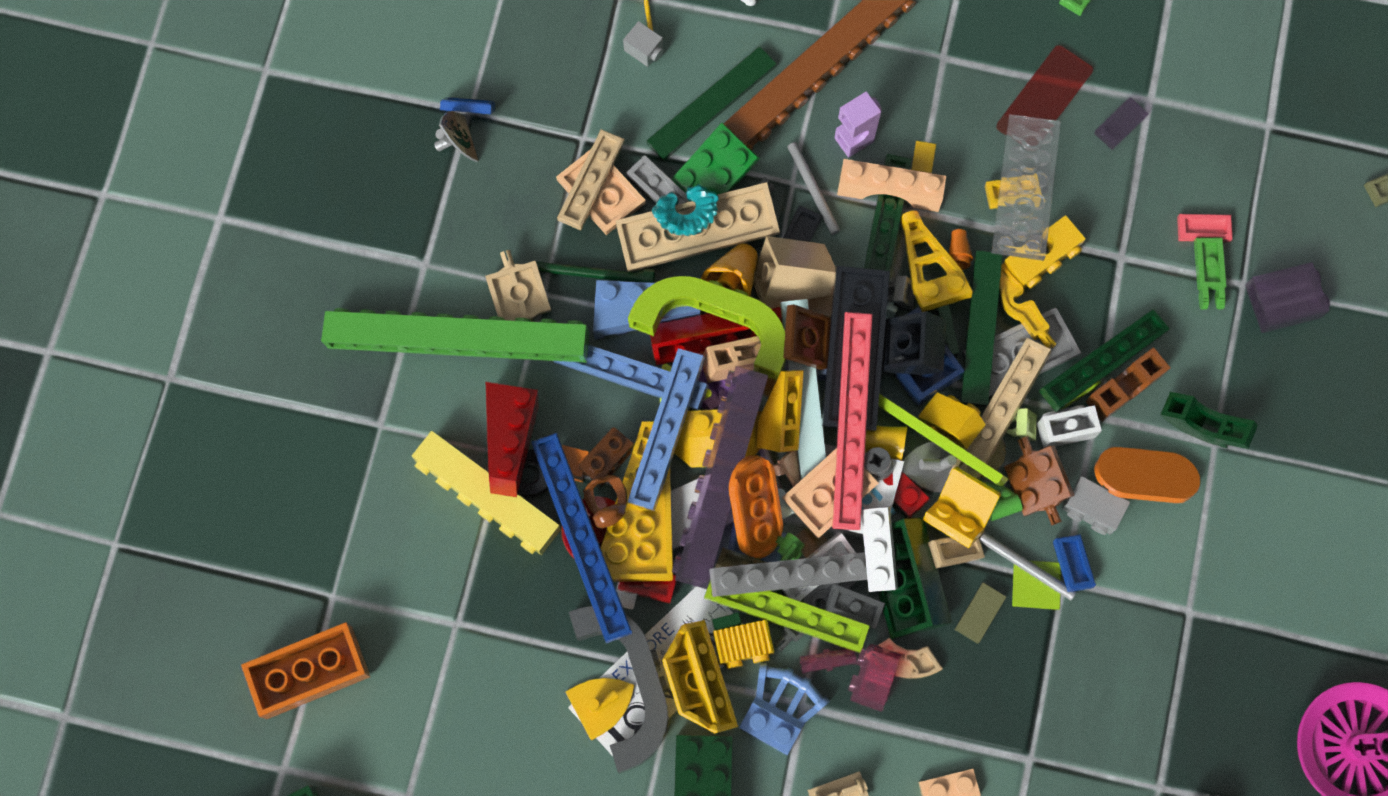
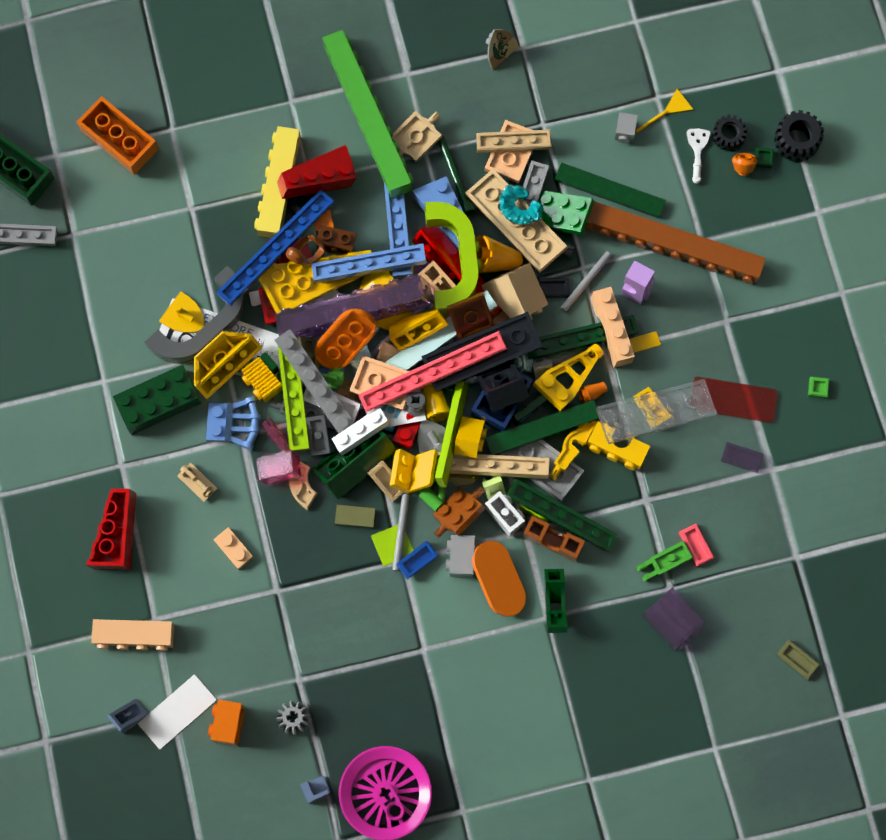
camera: 65 degrees right, 0 degrees up
(467, 105) = (524, 43): blue tile -> none

